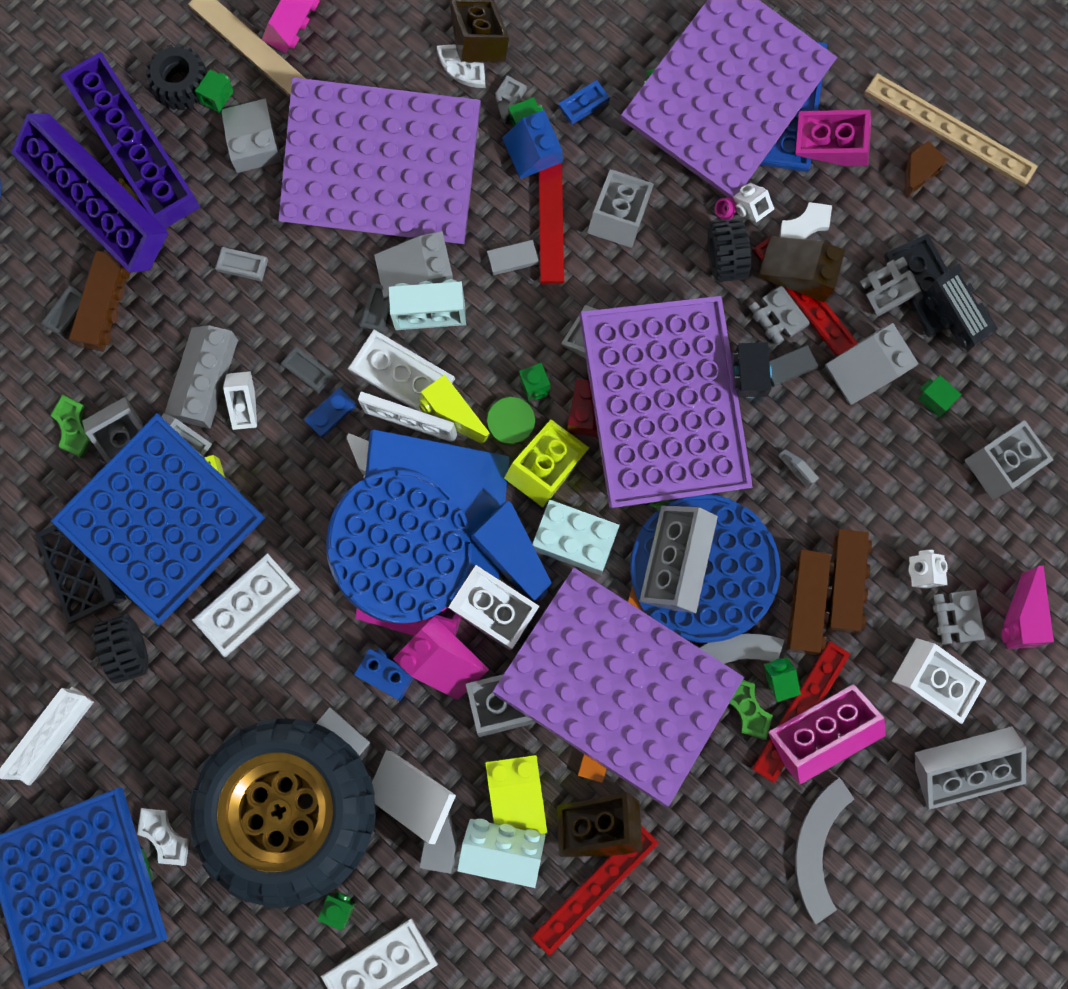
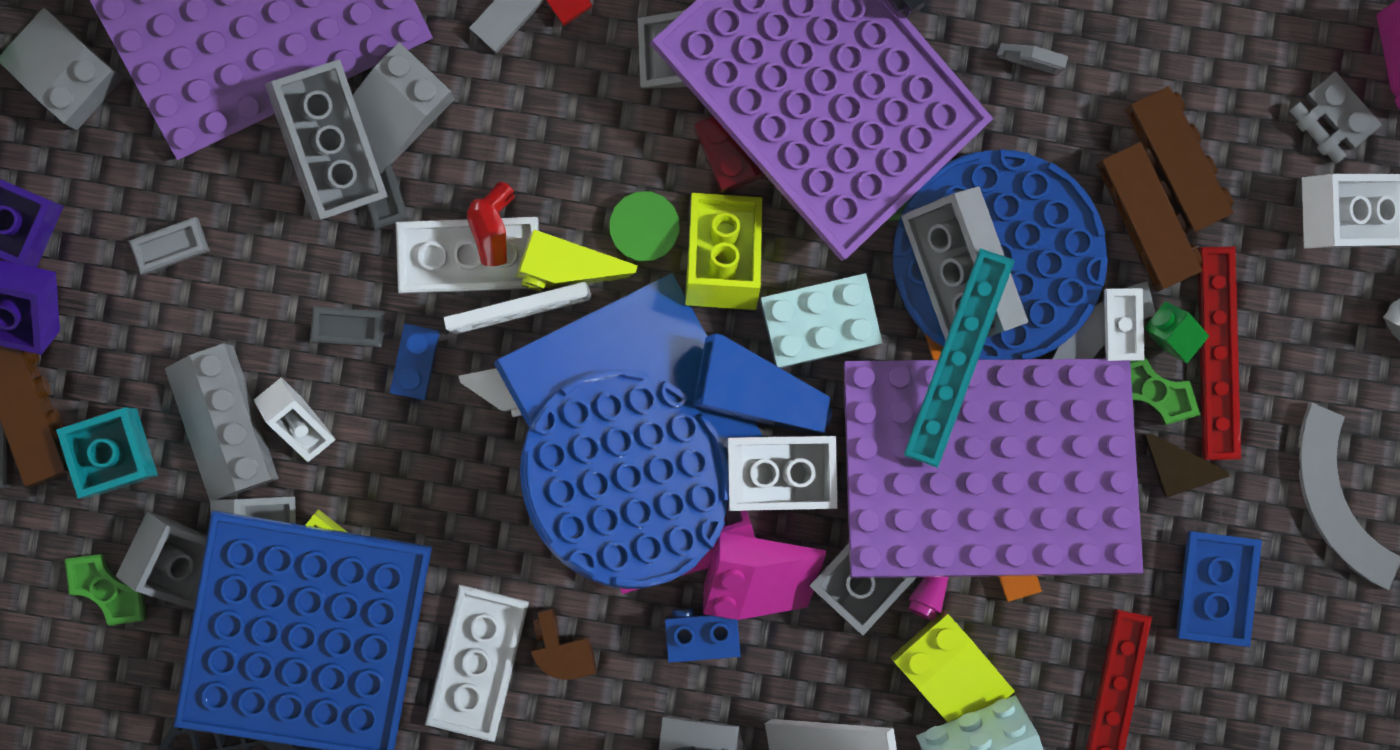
camera: 35 degrees left, 10 degrees up
(126, 350) = (107, 452): none -> teal brick
(295, 632) = (561, 659): none -> reddish brown brick
(365, 258) = (326, 140): none -> light grey slope
(422, 362) = (488, 226): none -> red arm
(427, 305) = (445, 148): light aqua brick -> none
(533, 740) = (928, 597): none -> dark pink cone
(534, 382) = (643, 160): green brick -> none
(600, 826) = (1073, 645): dark brown slope -> none
(639, 604) = (959, 357): none -> teal tile
(711, 853) = (1218, 588): none -> blue plate
(733, 764) = (1178, 468): none -> dark brown tile
(753, 654) = (1124, 324): none -> white plate
(827, 733) = (1268, 361): dark pink slope -> none
(928, 569) = (1266, 84): white brick -> none

